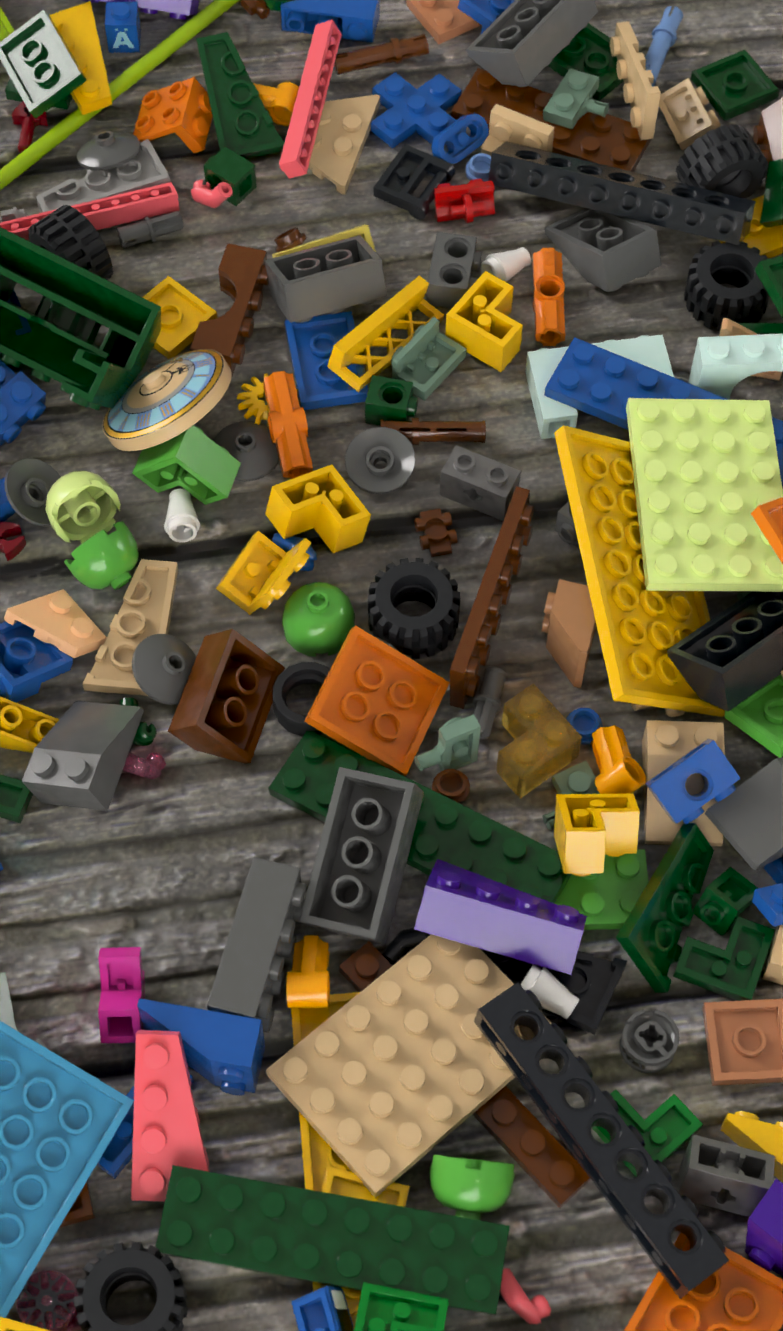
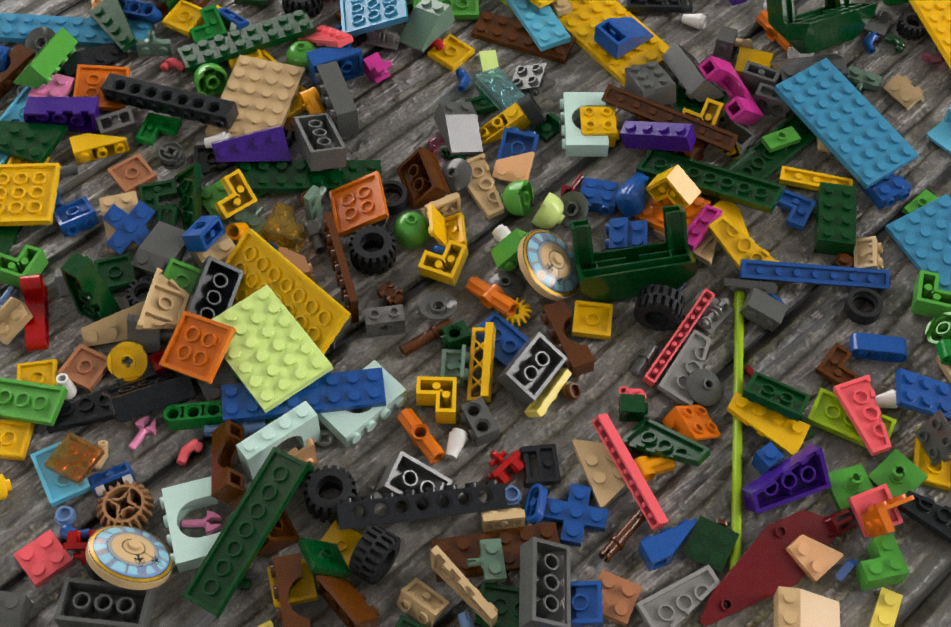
camera: 145 degrees right, 5 degrees down
(241, 1136) = (297, 55): none -> bright green cylinder
(248, 615) = (446, 205): none -> tan bracket

